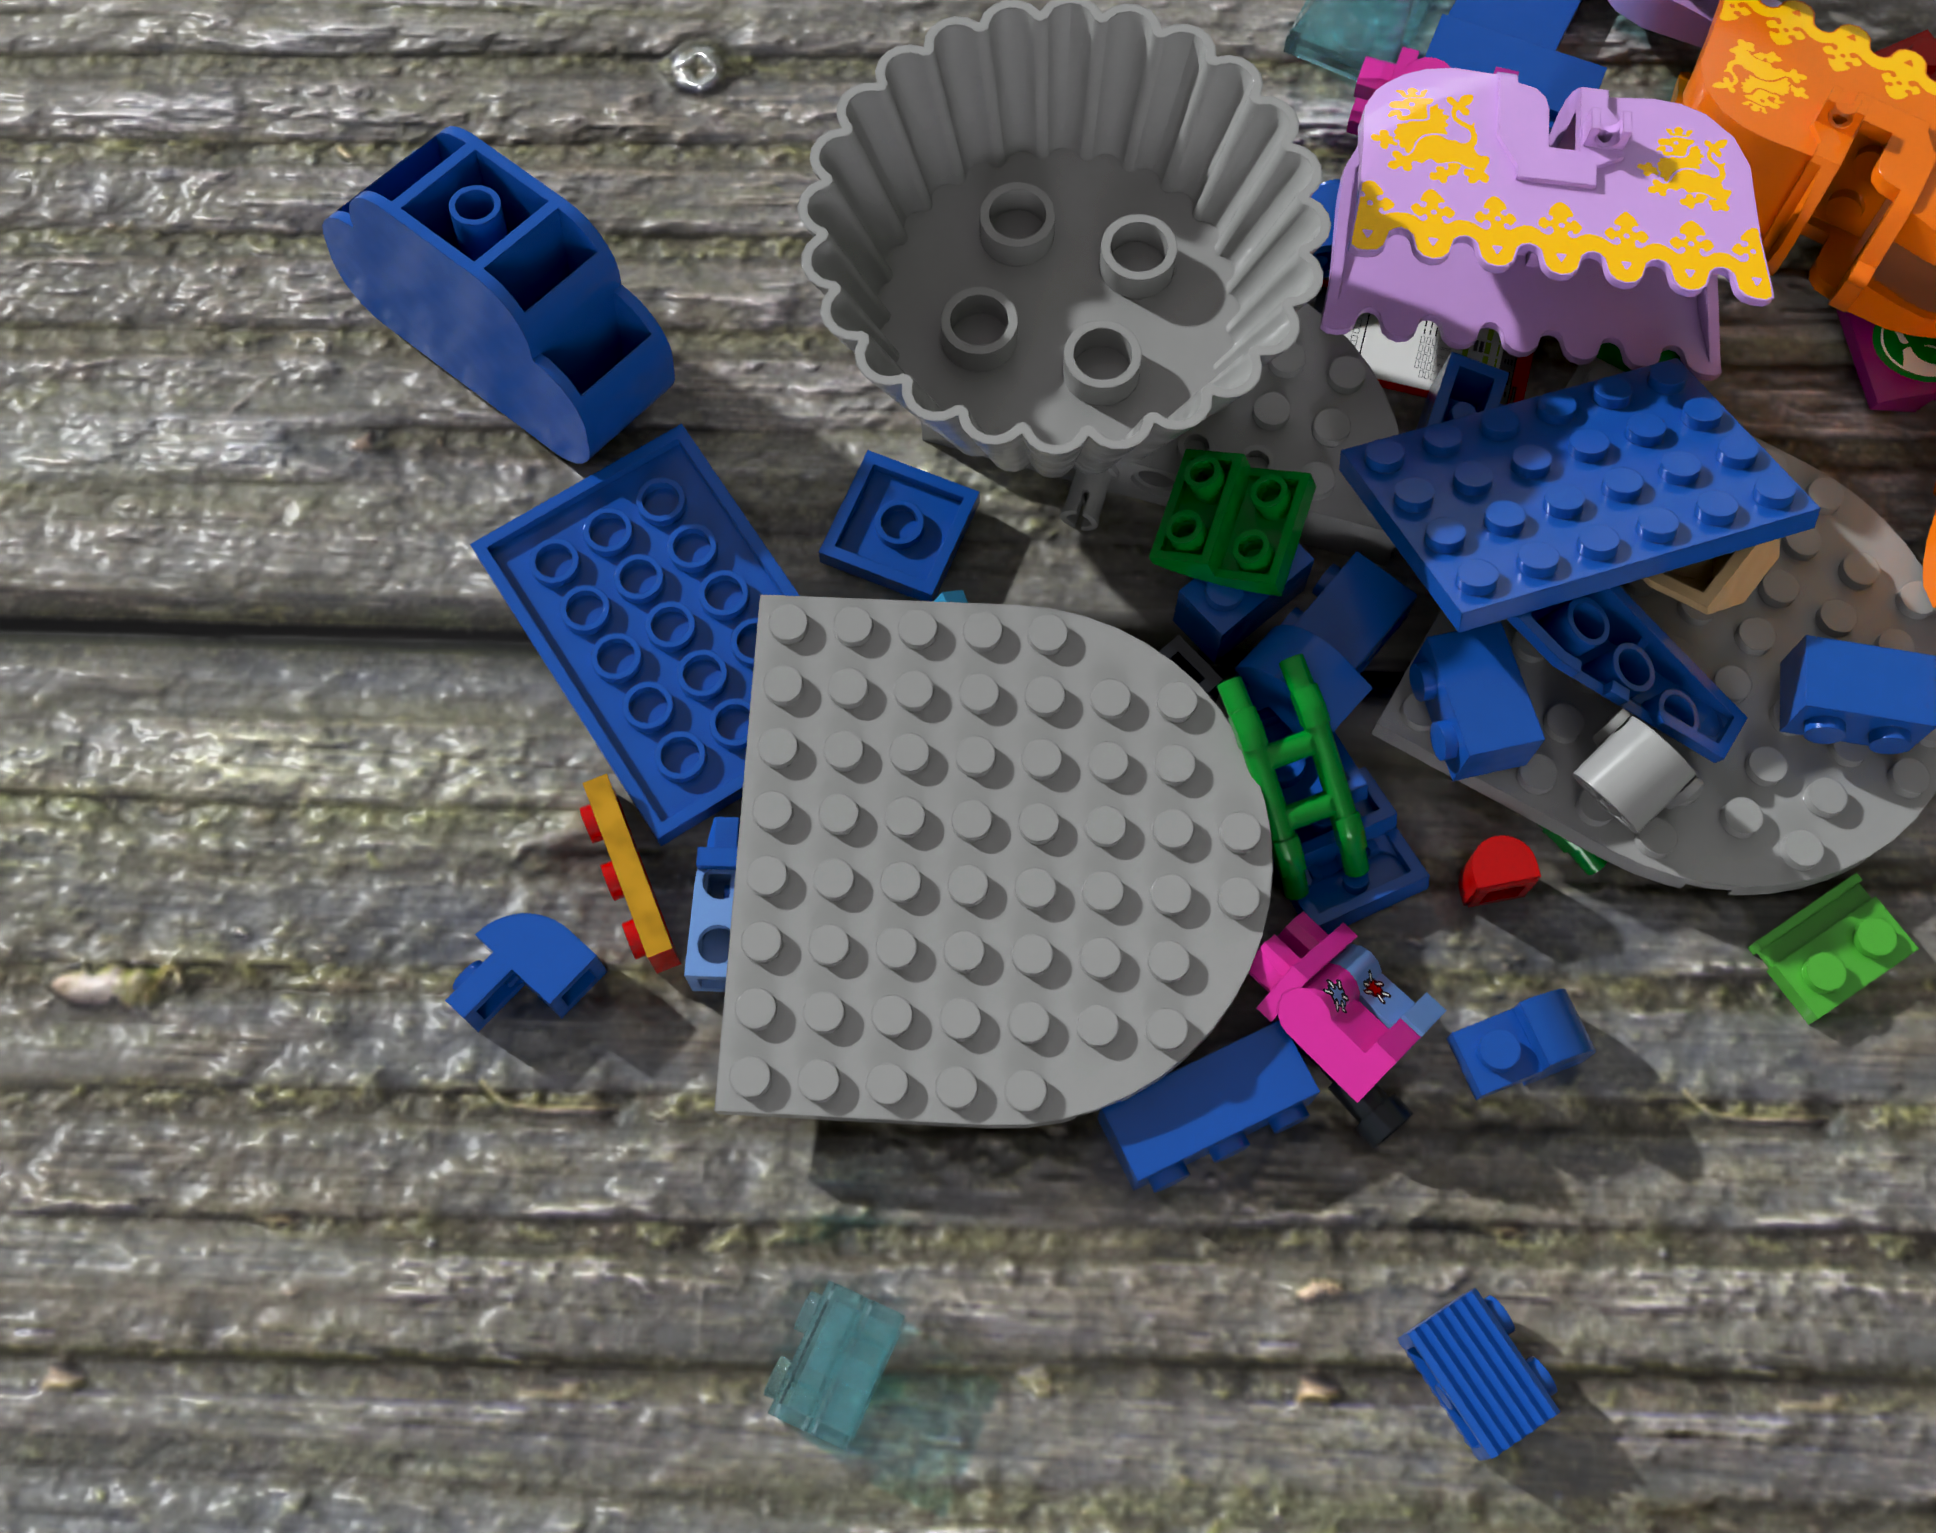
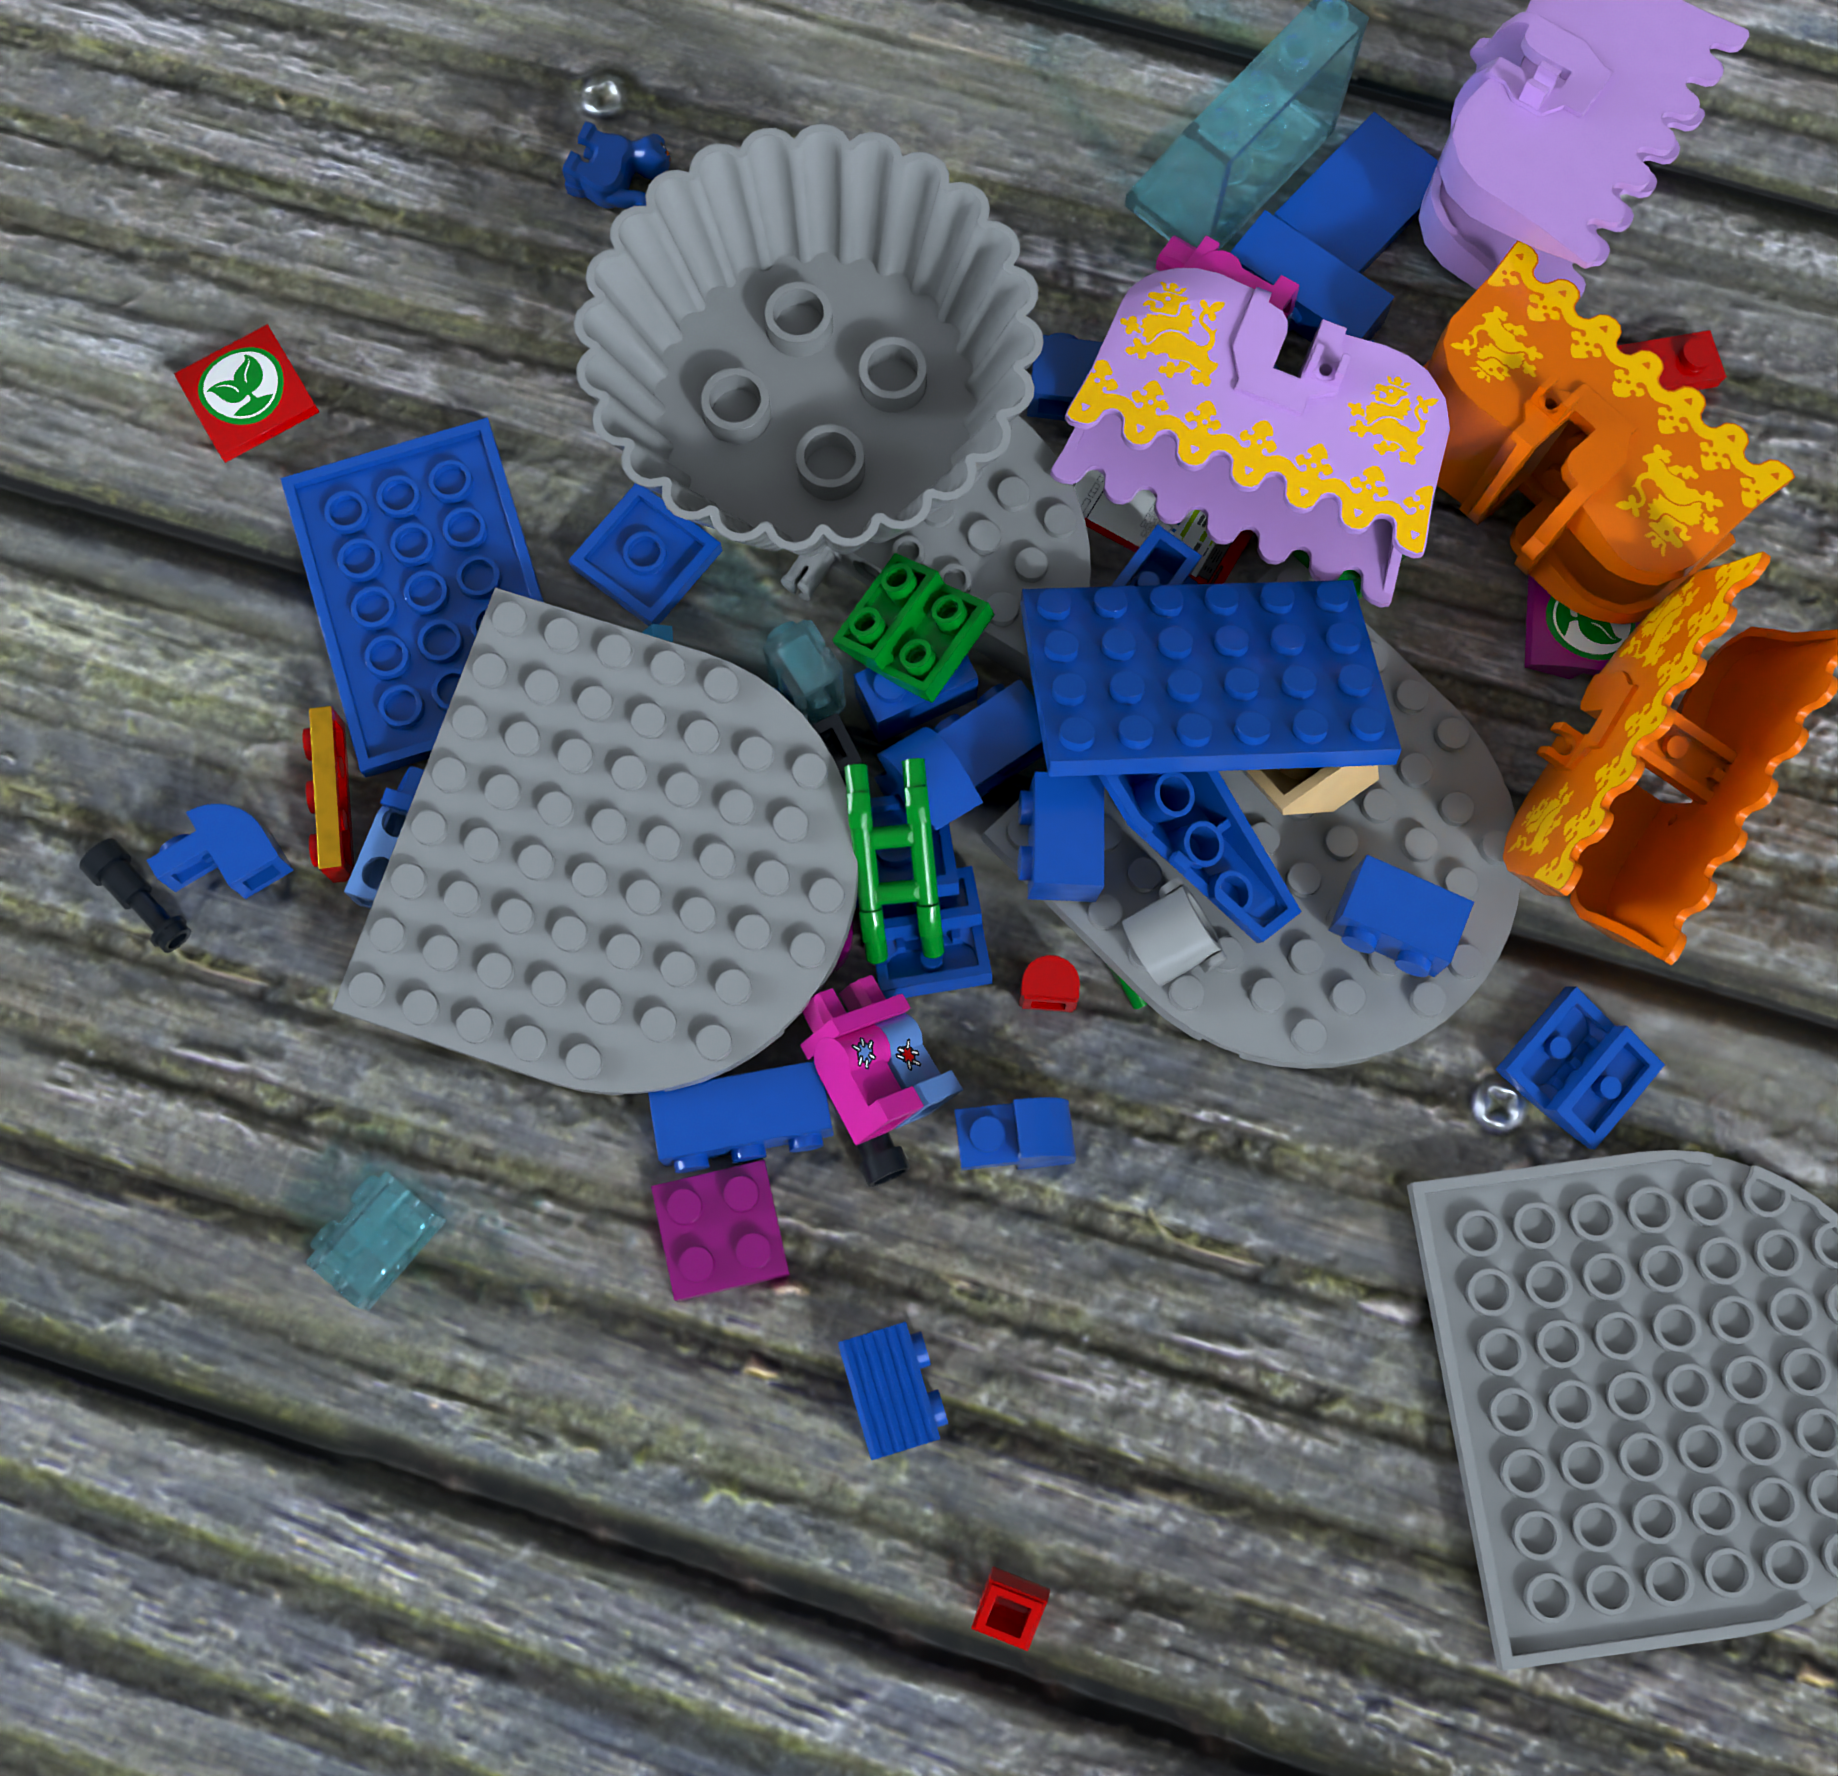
camera: 15 degrees right, 5 degrees up
(399, 1023) = (110, 866): none -> black piece
(402, 464) = (246, 393): none -> slope
(503, 292) = (359, 269): blue brick -> none
(728, 135) = (612, 165): none -> blue animal
(1126, 592) = (805, 670): none -> clear light blue brick
(1222, 1245) = (720, 1230): none -> magenta plate
(1833, 948) = (1317, 1126): bright green plate -> none

